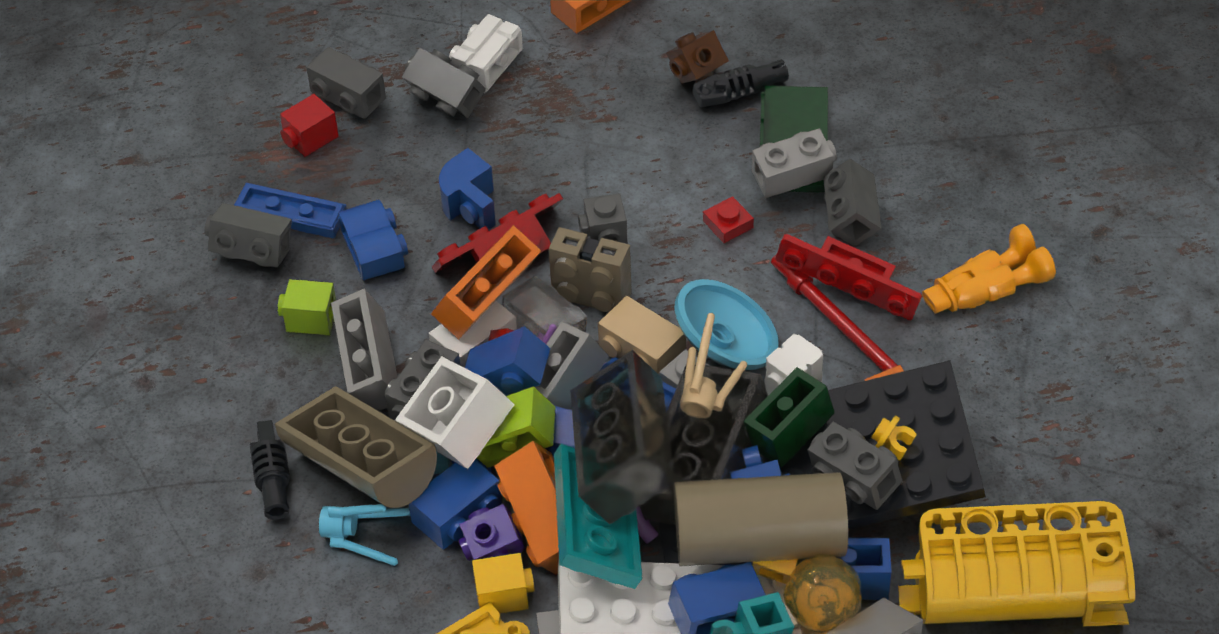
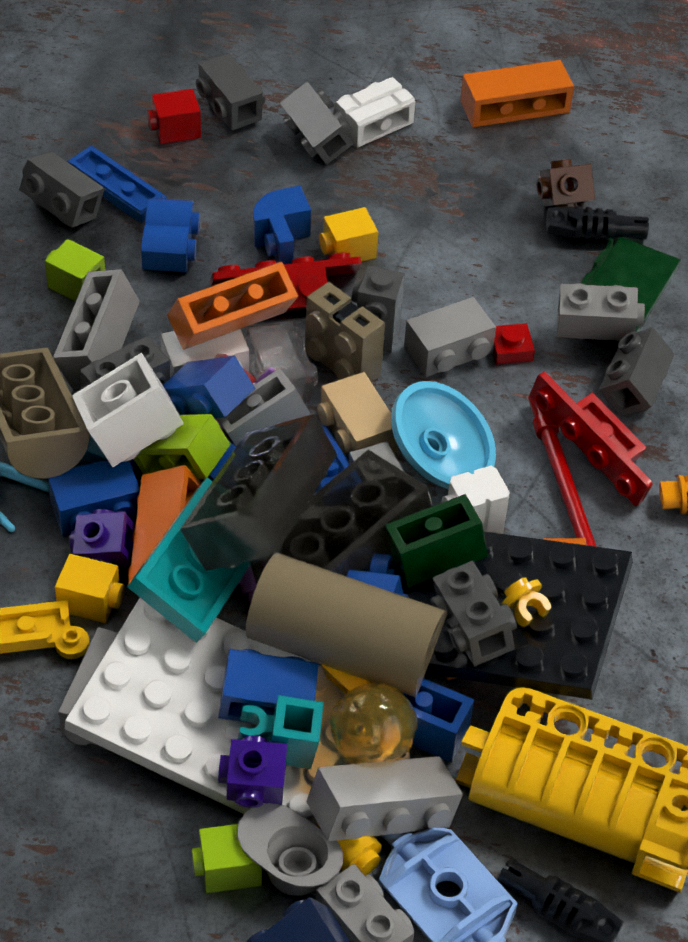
camera: 20 degrees right, 0 degrees up
(534, 176) = (350, 233): none -> yellow brick
(675, 235) = (449, 336): none -> light grey brick
(699, 392) = (357, 480): tan plant -> none

